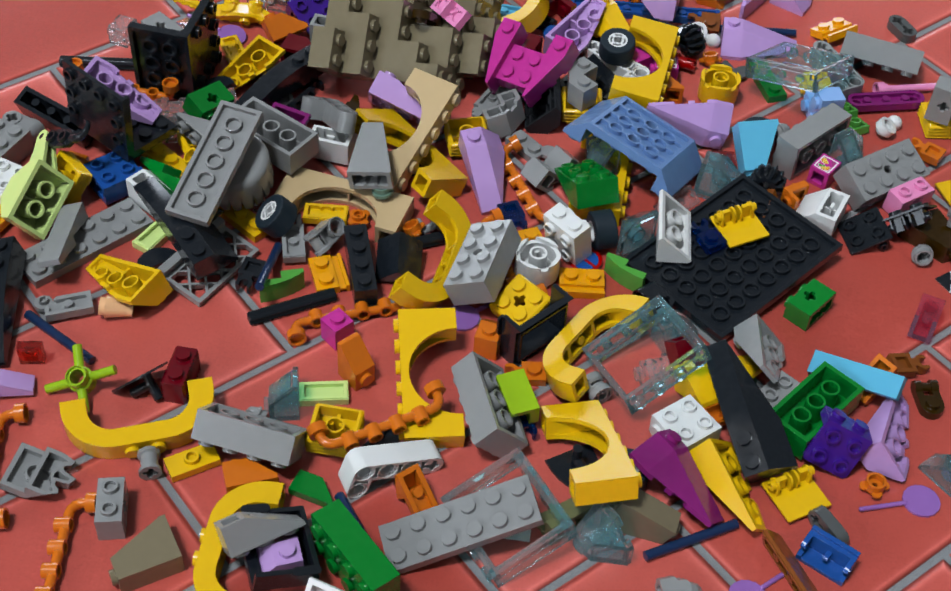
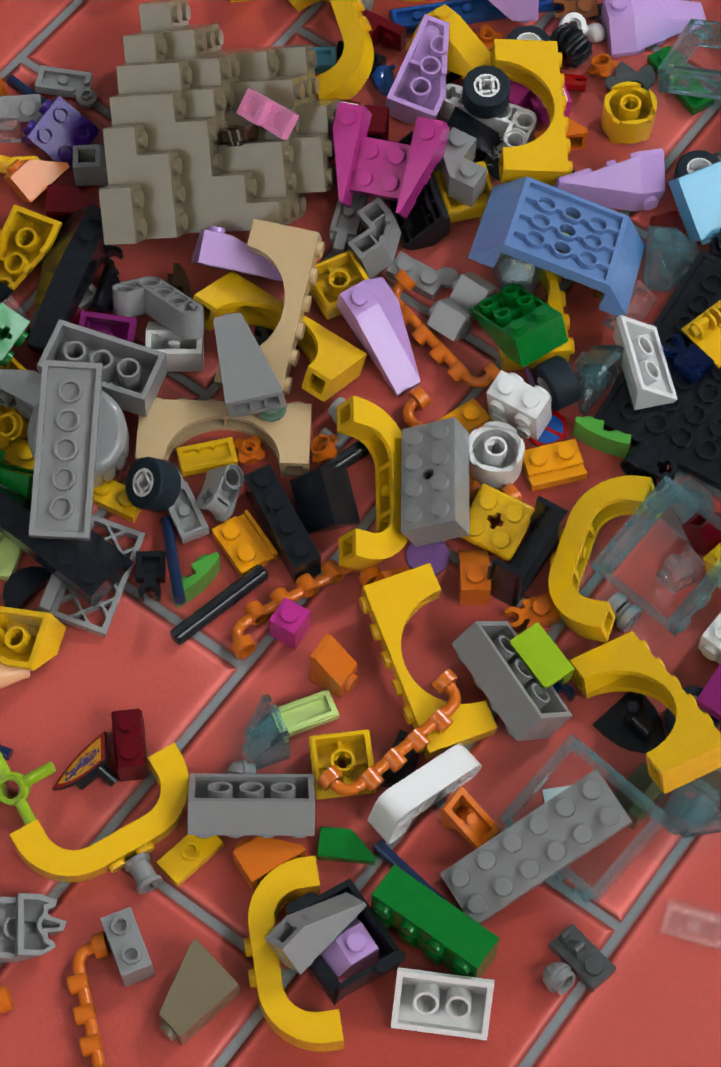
camera: 15 degrees left, 15 degrees up
(513, 211) = (438, 389): clear blue plate -> none

